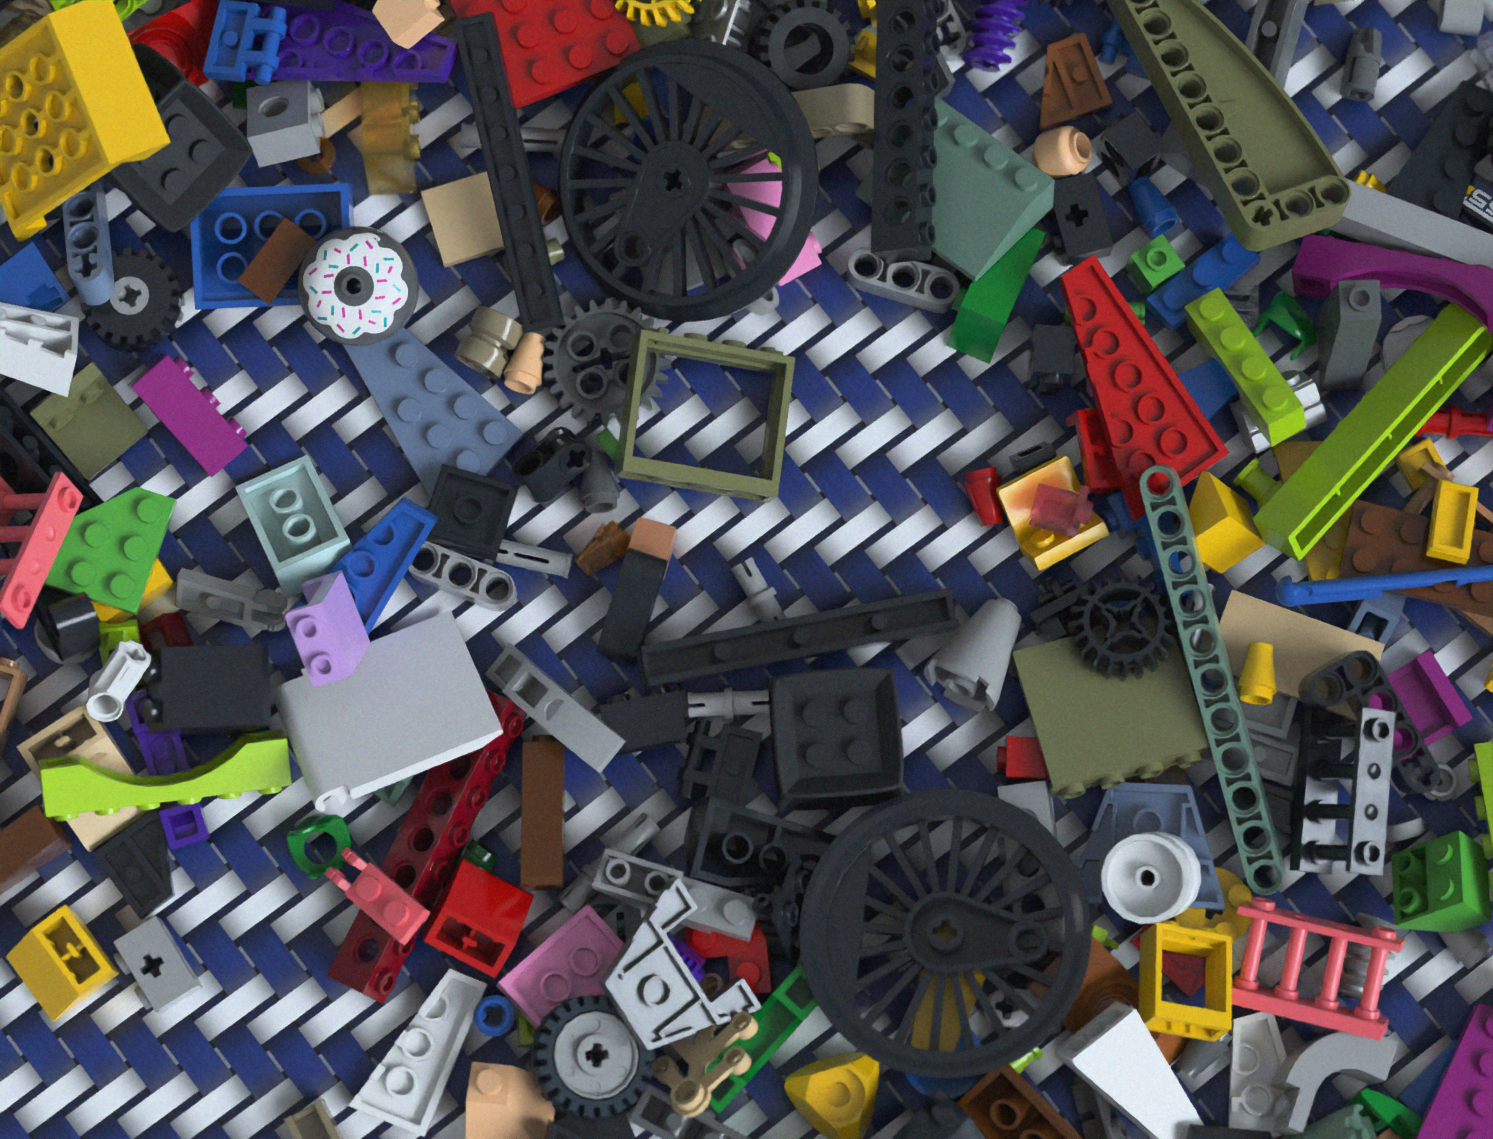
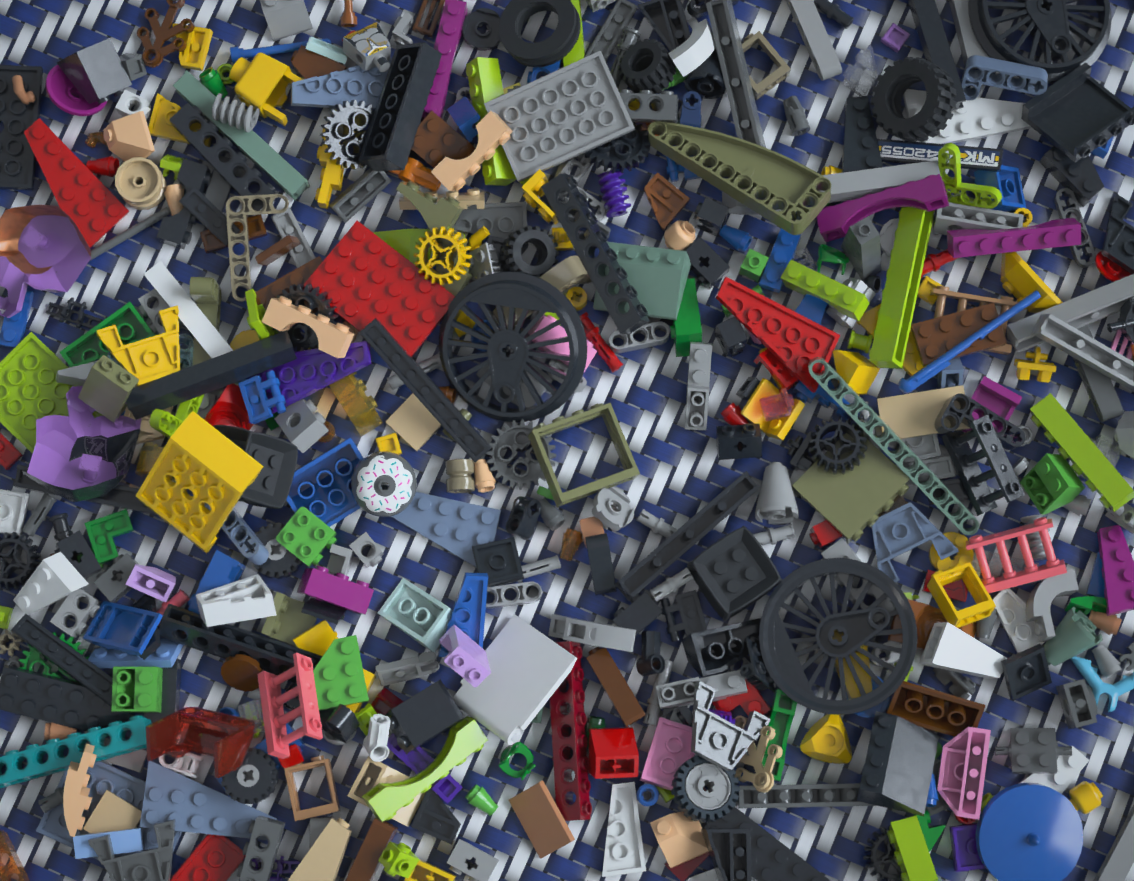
camera: 25 degrees left, 0 degrees up
(38, 892) = (398, 859): none -> lime brick
(114, 471) = (317, 638): none -> yellow piece
(150, 435) = (324, 610): none -> black piece
(190, 304) = (306, 537): none -> bright green bracket
(224, 371) = (340, 559): none -> light grey panel
(228, 875) = (480, 799): none -> bright green cone
(269, 362) = (362, 542): none -> light grey brick
(277, 261) = (338, 493): reddish brown tile -> none
(304, 959) = (541, 819): none -> nougat tile
(380, 897) = (562, 769): coral hinge -> none
(408, 230) = (389, 443): none -> yellow tile
(626, 805) = (650, 661): none -> black piece
(685, 533) = (603, 511): none -> light grey plate
(830, 234) = (591, 332): none -> red pin
(837, 172) = (578, 302): none -> yellow wheel
(937, 716) = (774, 535): none -> light grey pin
(953, 409) = (698, 386): none -> light grey slope
(967, 534) = (738, 441): none -> black brick
(1175, 873) = (928, 563): white wheel -> none
(1257, 677) = (913, 433): yellow cone -> none
(1334, 402) = (873, 283): none -> black hinge
(1452, 521) = (962, 310): yellow tile -> none

